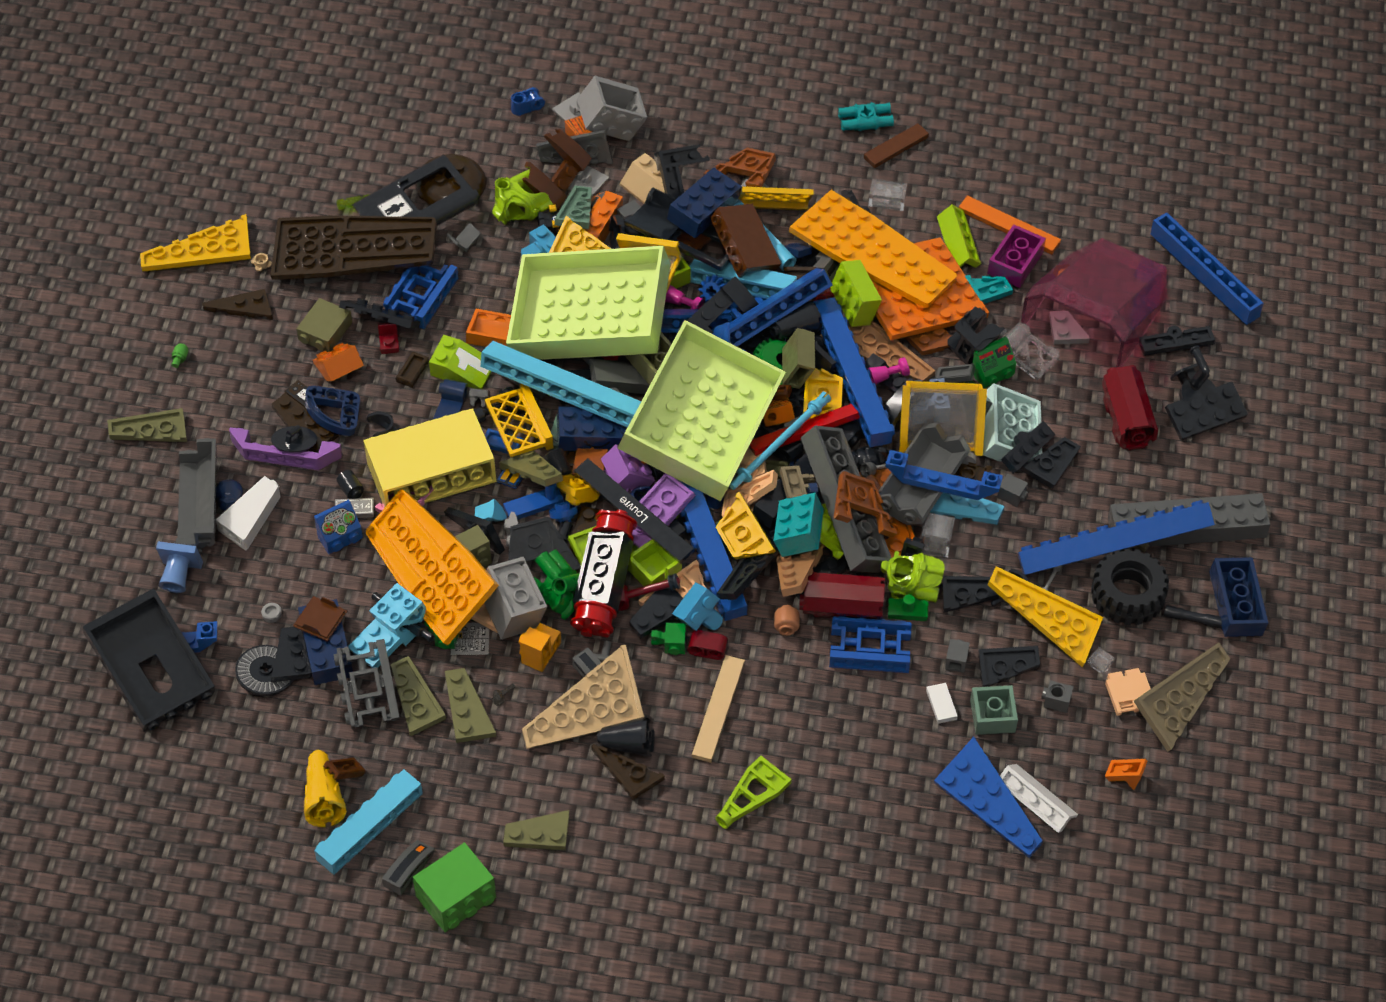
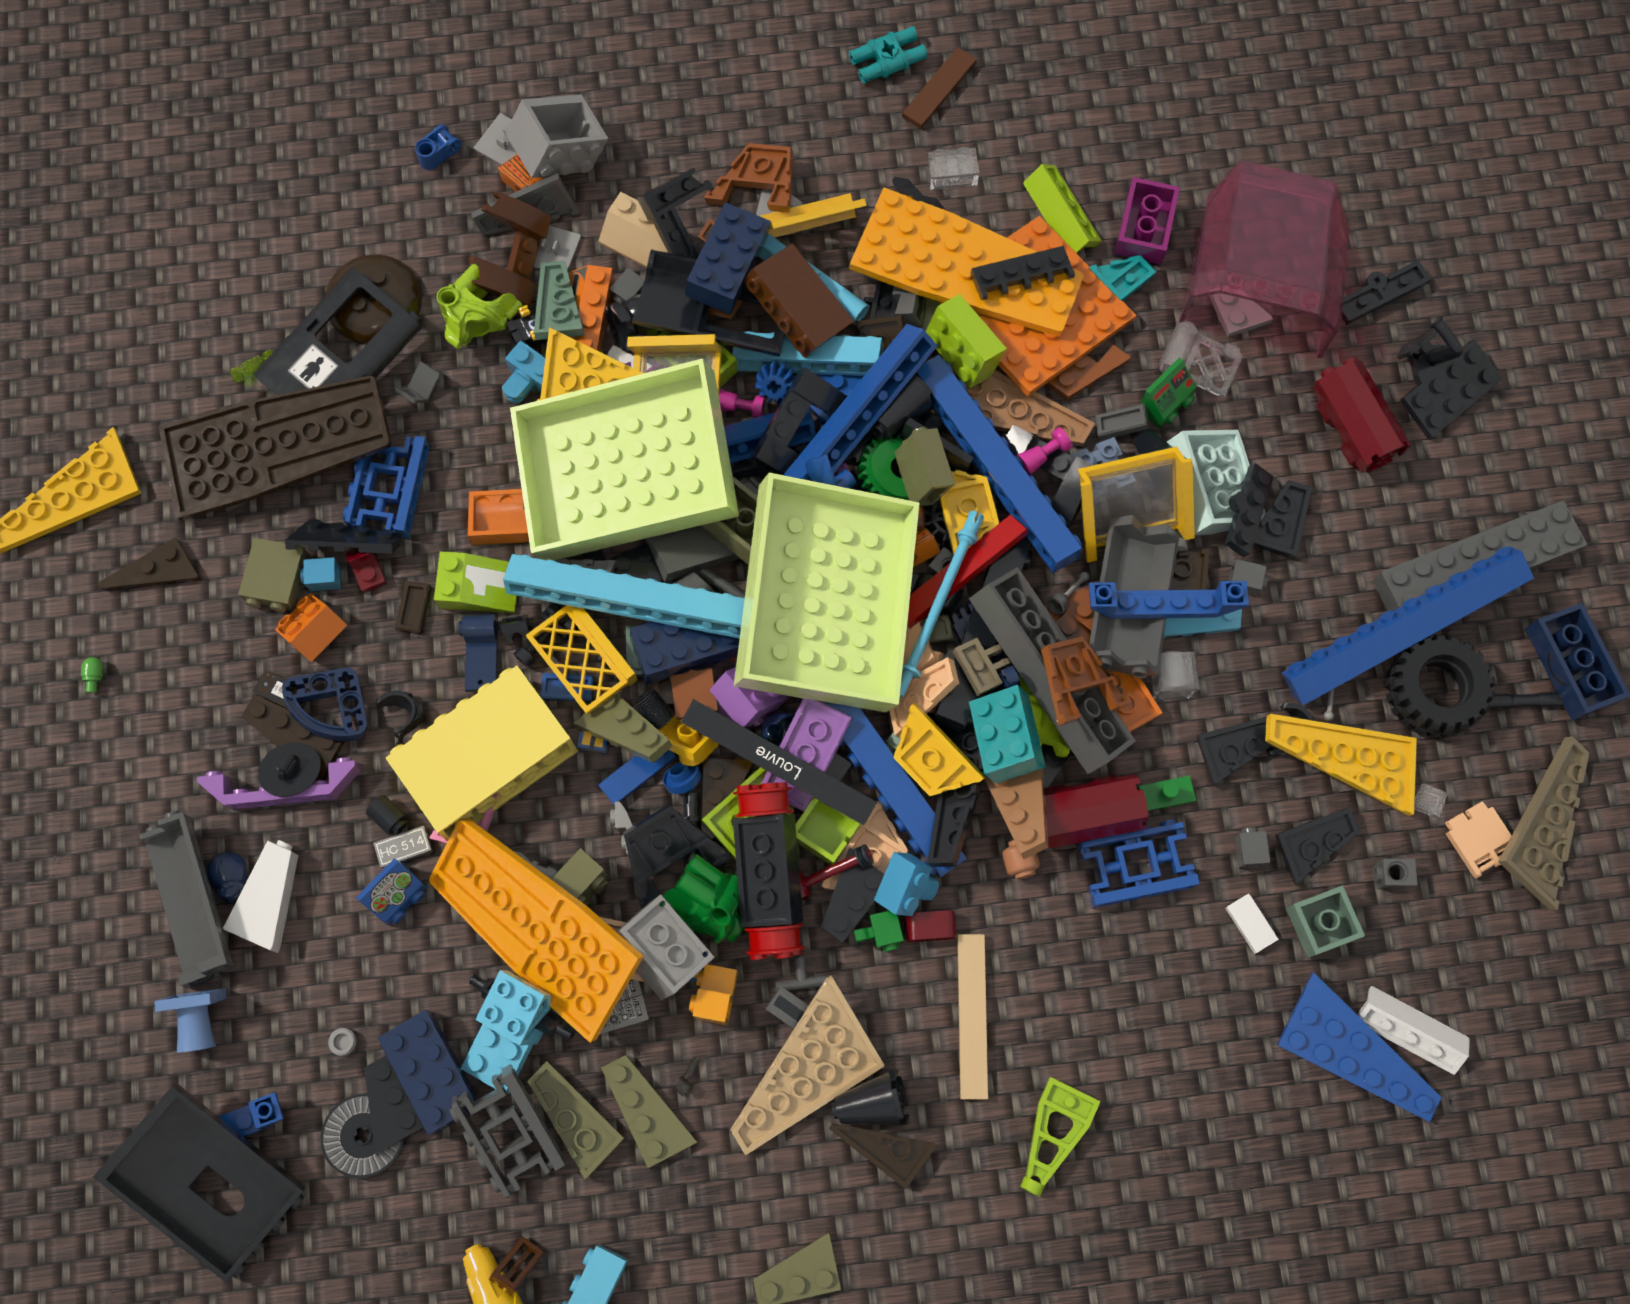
camera: 15 degrees left, 20 degrees up
(150, 427) = (95, 797): olive wing -> none
(261, 261) = (155, 489): tan plate -> none
(320, 618) = (413, 1050): reddish brown piece -> none
(356, 333) = (321, 574): none -> dark azure brick
(468, 521) = (572, 835): black wing -> none
(490, 511) = (585, 806): medium azure tile -> none
(799, 250) = (864, 287): dark blue slope -> none
(867, 454) = (1048, 583): black hair -> none
(911, 259) = (1021, 271): none -> black hinge
(912, 547) = (1153, 710): black tile -> none
(914, 576) = (1170, 753): lime helmet -> none
(965, 339) = (1134, 375): black animal -> none
(1004, 221) = (1112, 168): orange tile -> none
(1126, 770) = (1516, 962): orange slope -> none
(1206, 268) = (1390, 174): blue brick -> none

